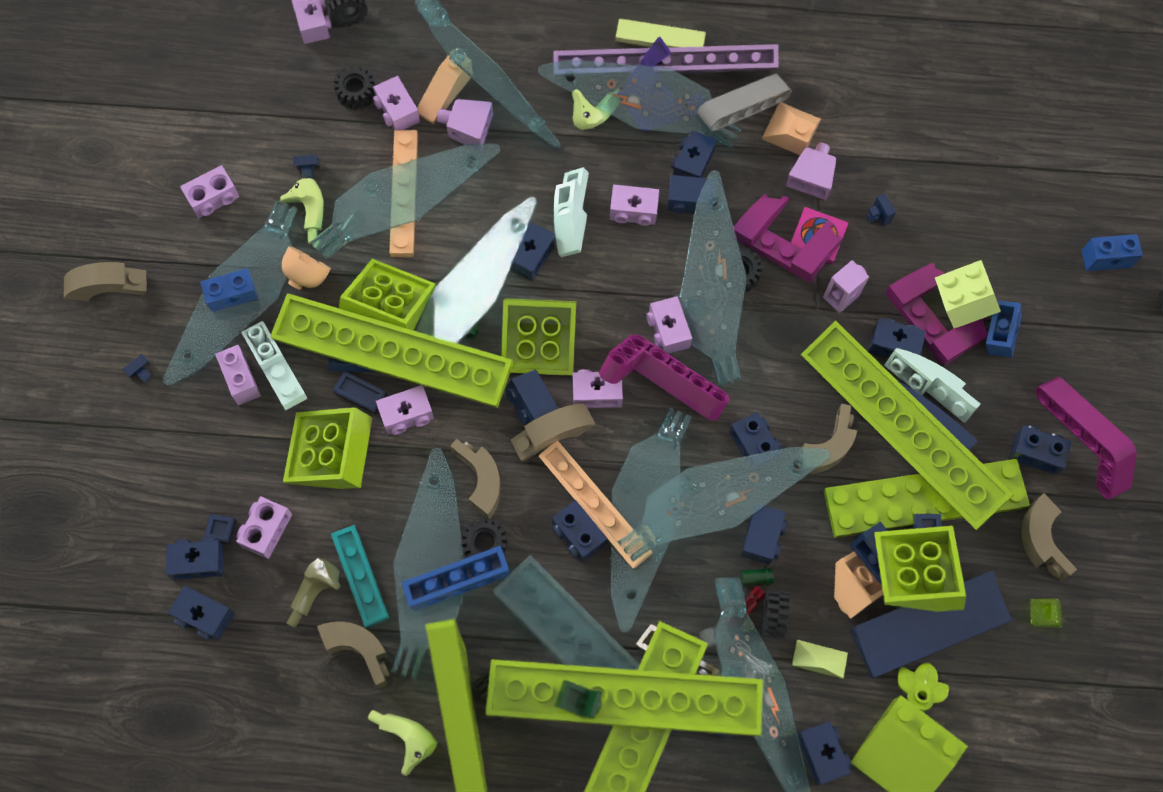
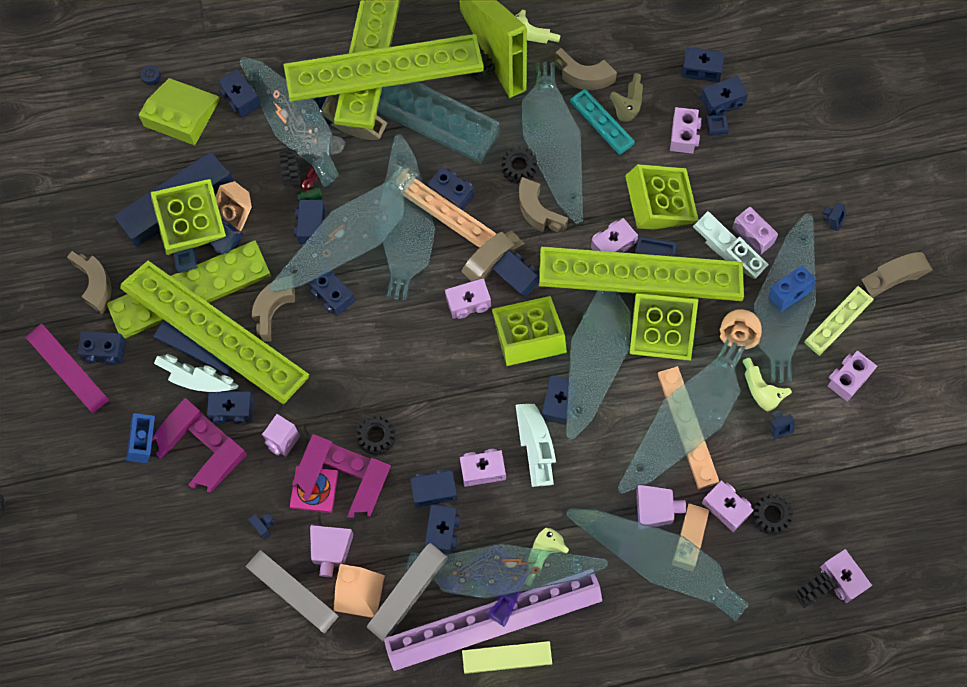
camera: 170 degrees right, 0 degrees up
(193, 257) = (838, 320): none -> yellowish green tile
(456, 578) = (528, 122): blue brick -> none
(578, 700) = (413, 50): dark green bracket -> none
(666, 372) = (418, 321): magenta beam -> none
(669, 313) = (425, 378): lavender brick -> none
(714, 281) = (395, 412): clear light blue wing -> none
(819, 659) = (252, 153): yellowish green slope -> none
(861, 142) = (292, 591): none -> light grey beam
(924, 683) = (174, 157): lime plate -> none
(967, 294) = (175, 453): yellowish green brick -> none
(1046, 612) = (87, 230): clear neon green slope -> none
(1112, 252) = (49, 540): blue brick -> none

